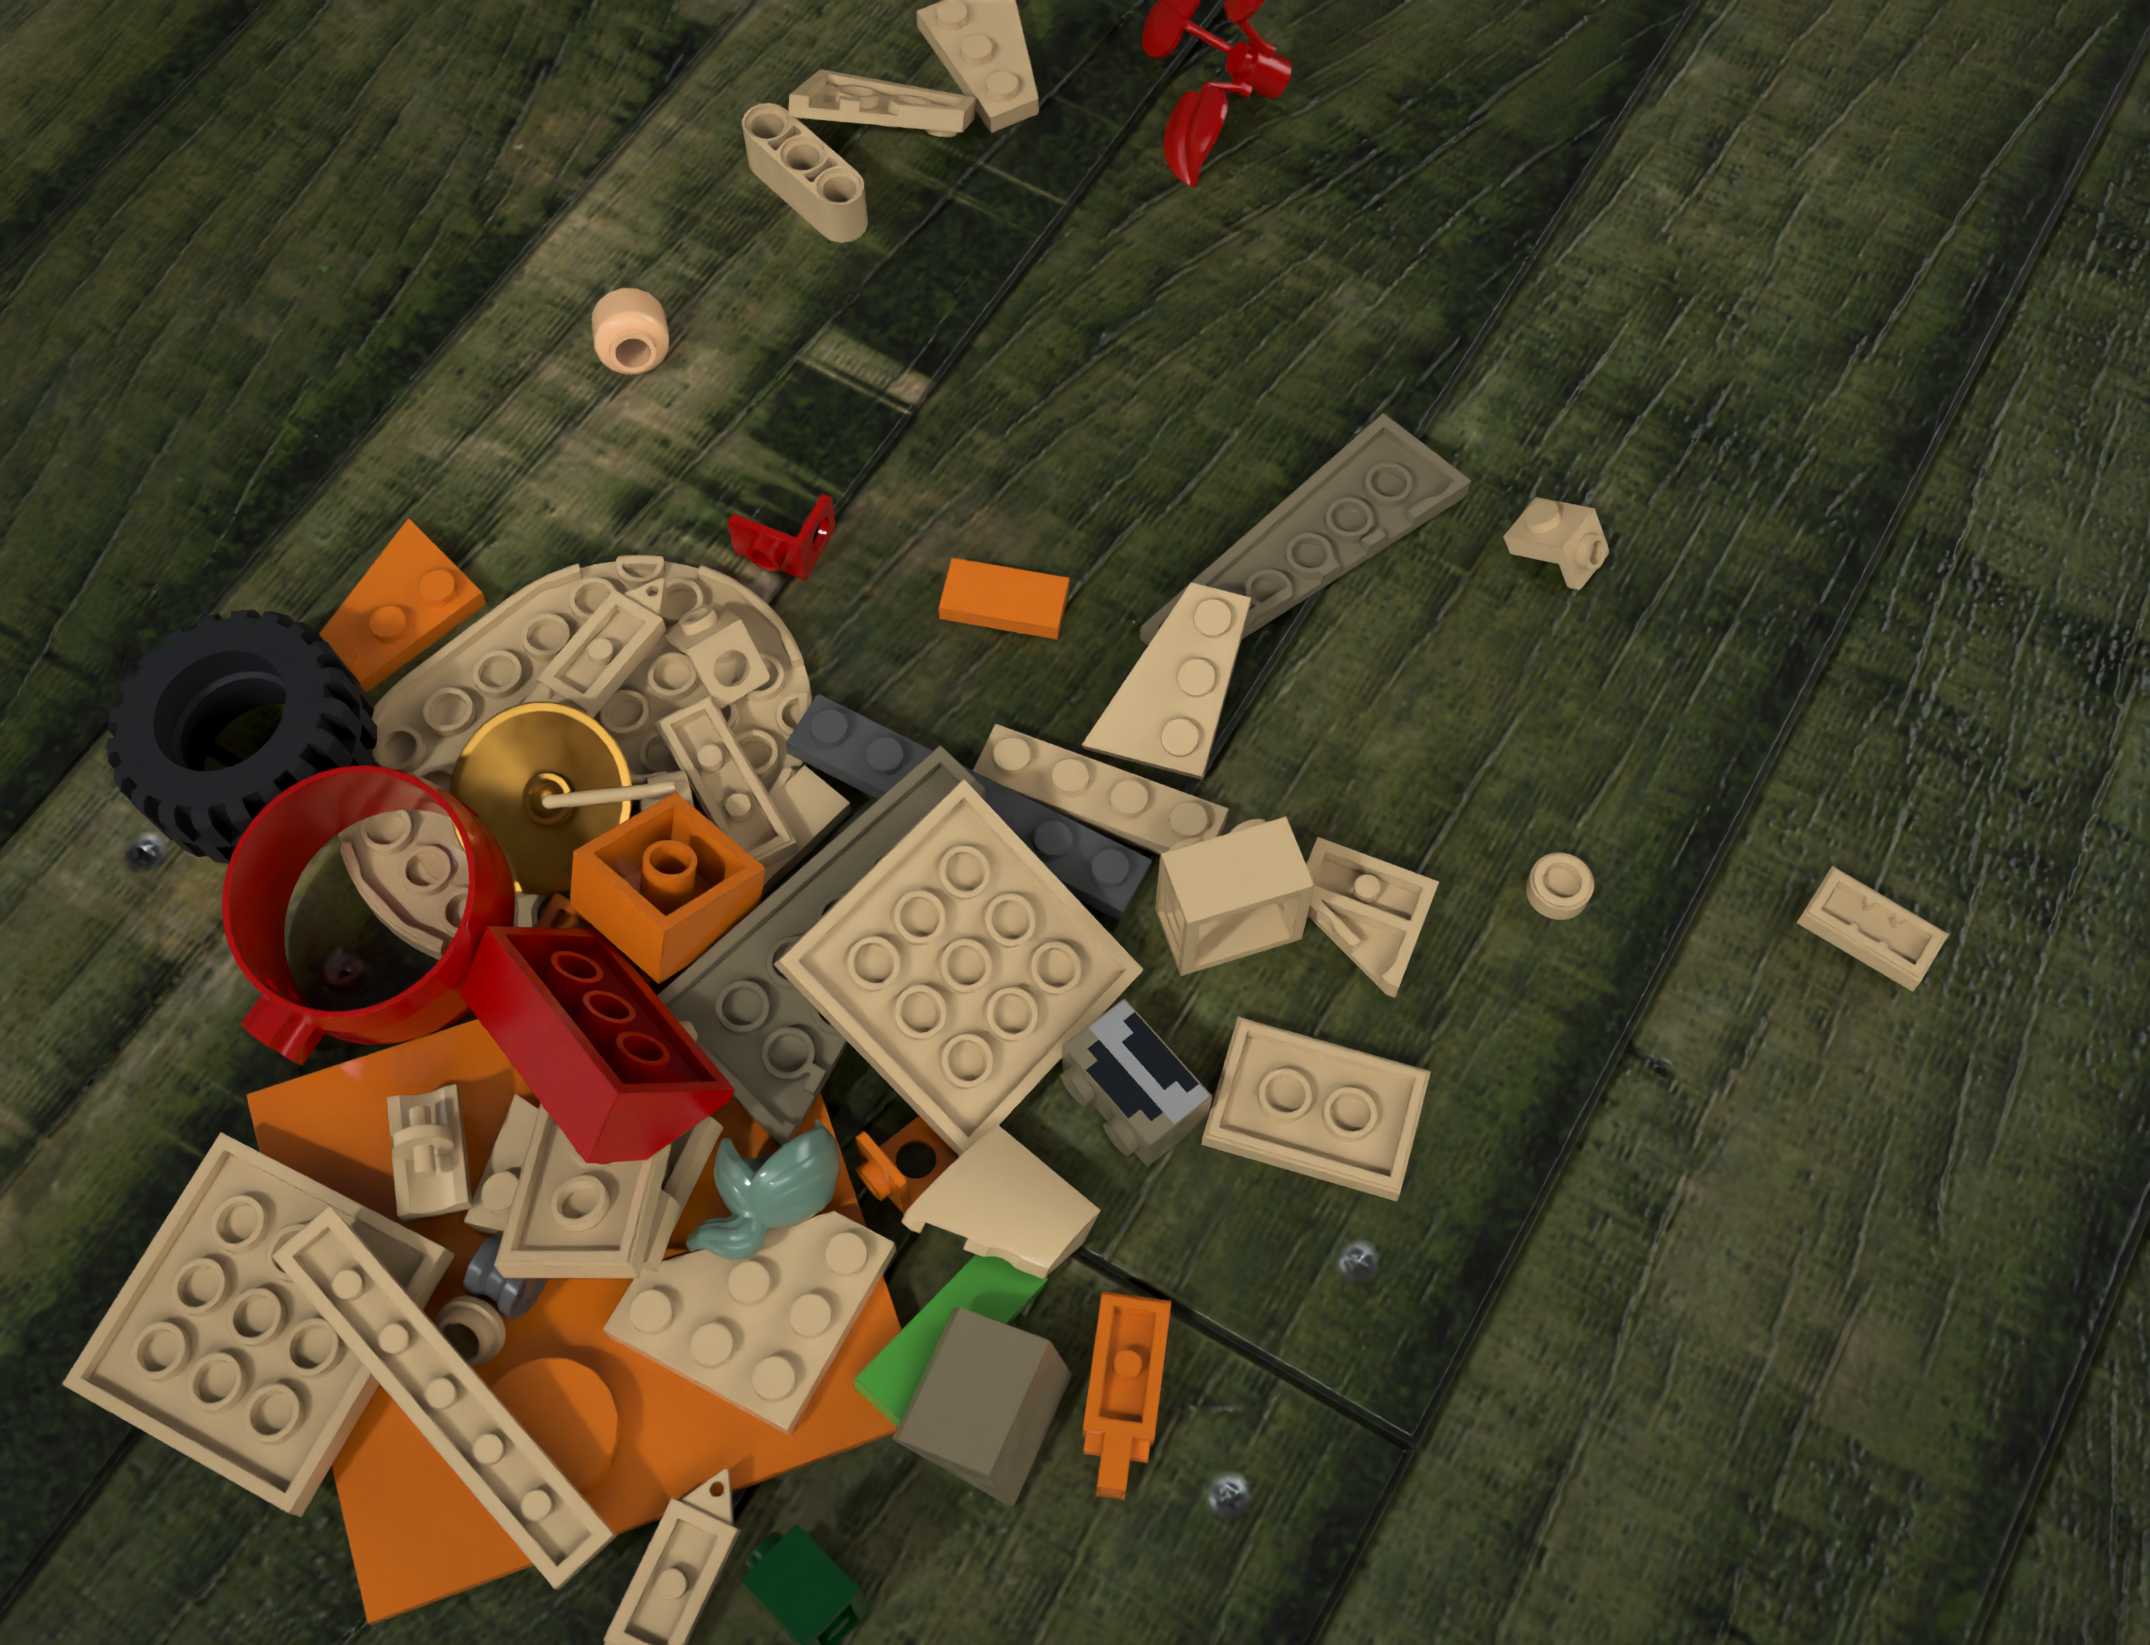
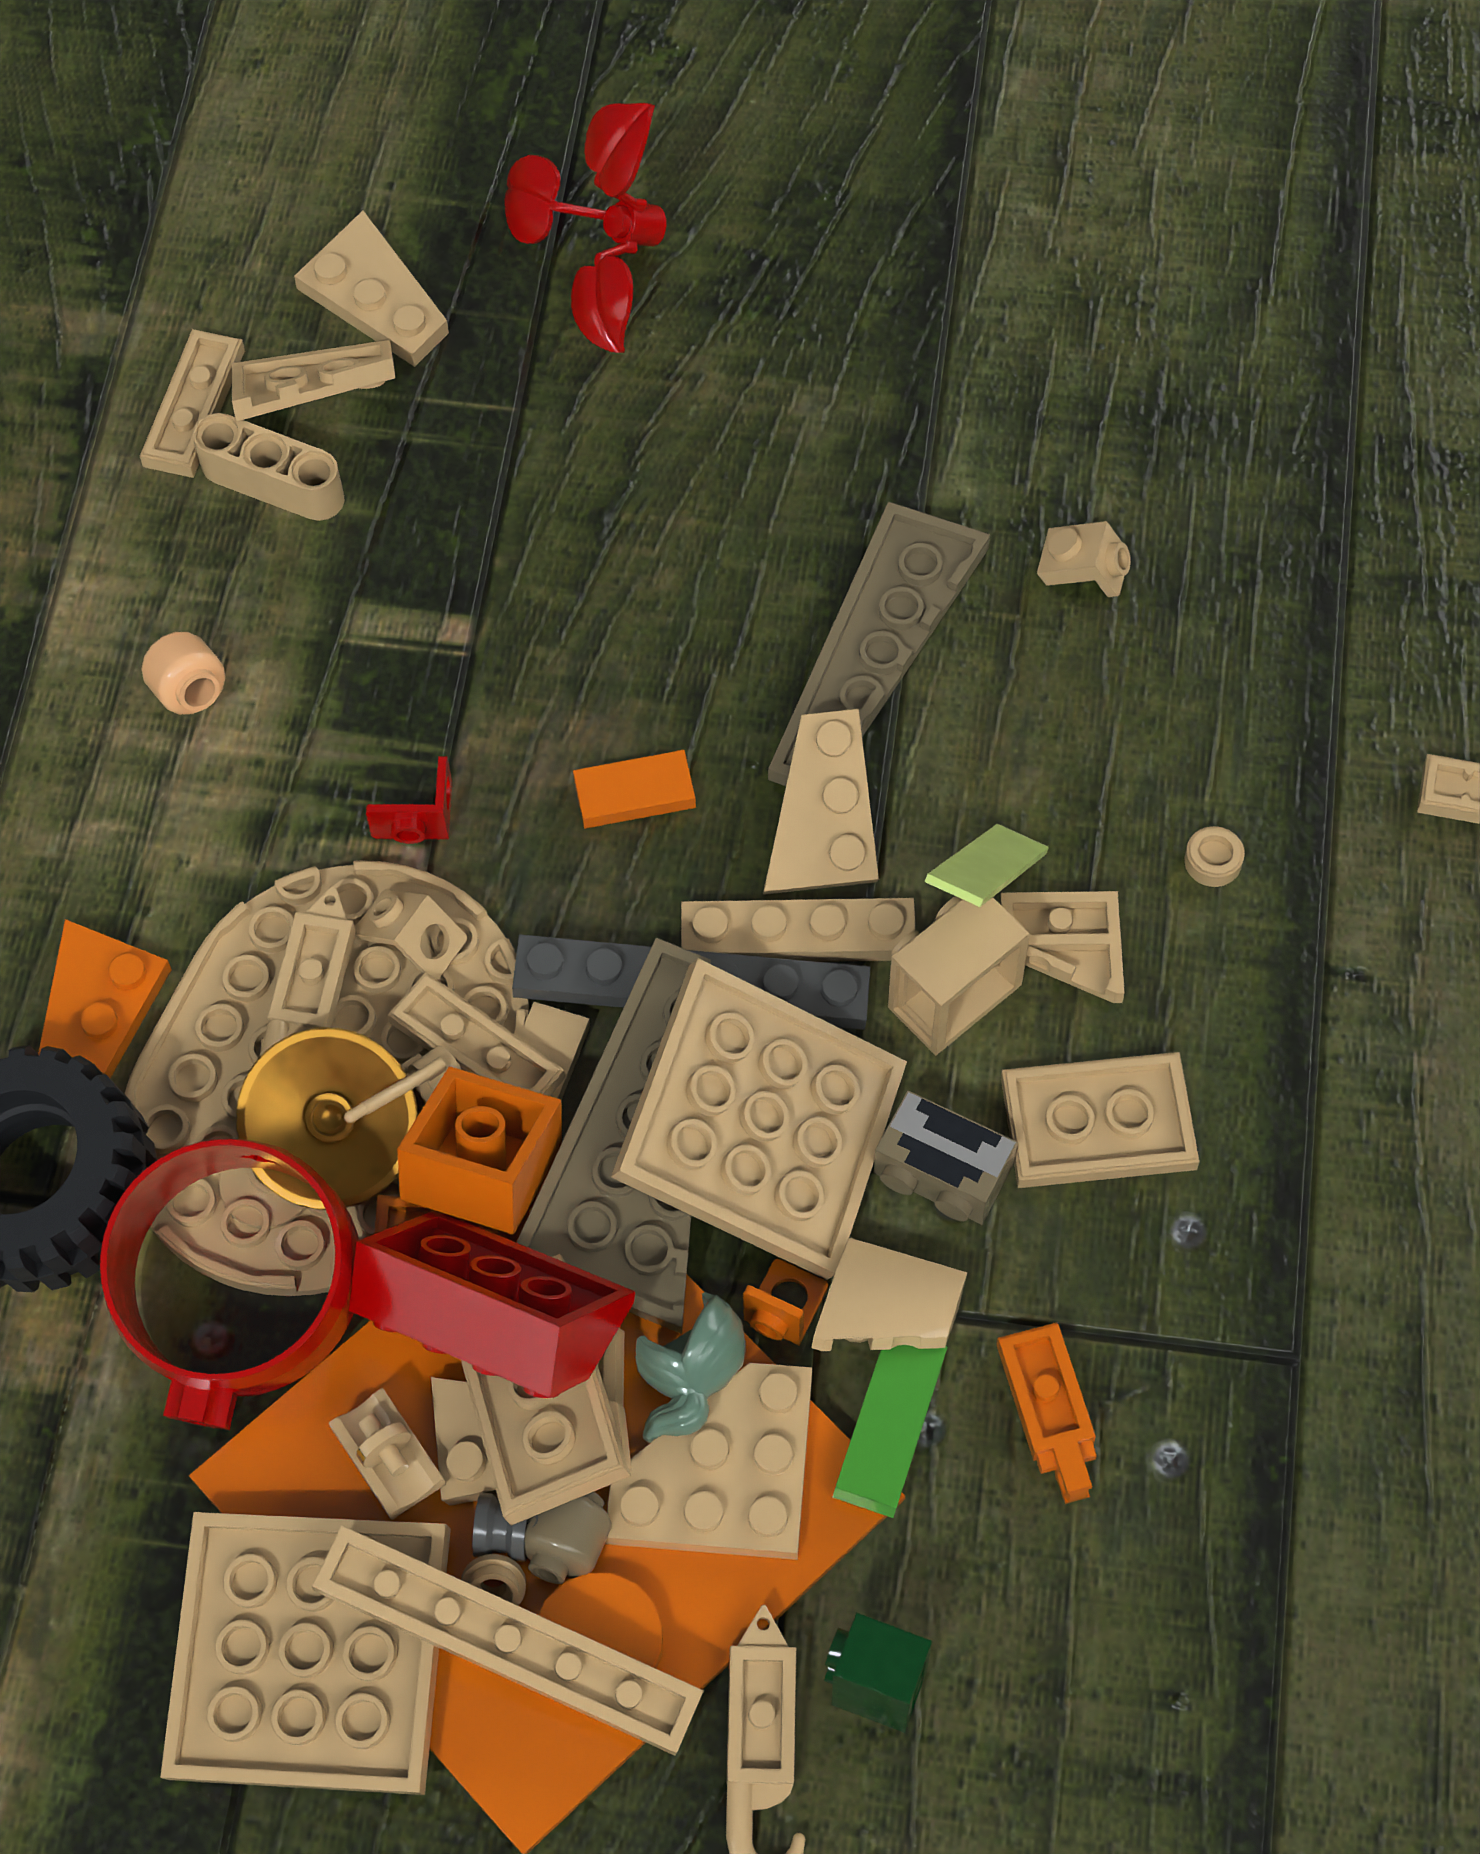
camera: 20 degrees left, 0 degrees up
(563, 1314) = (567, 1539): none -> dark tan head
(768, 82) = (194, 392): none -> tan tile
(985, 1403) = (946, 1463): dark tan slope -> none
(1303, 800) = (987, 865): none -> yellowish green piece

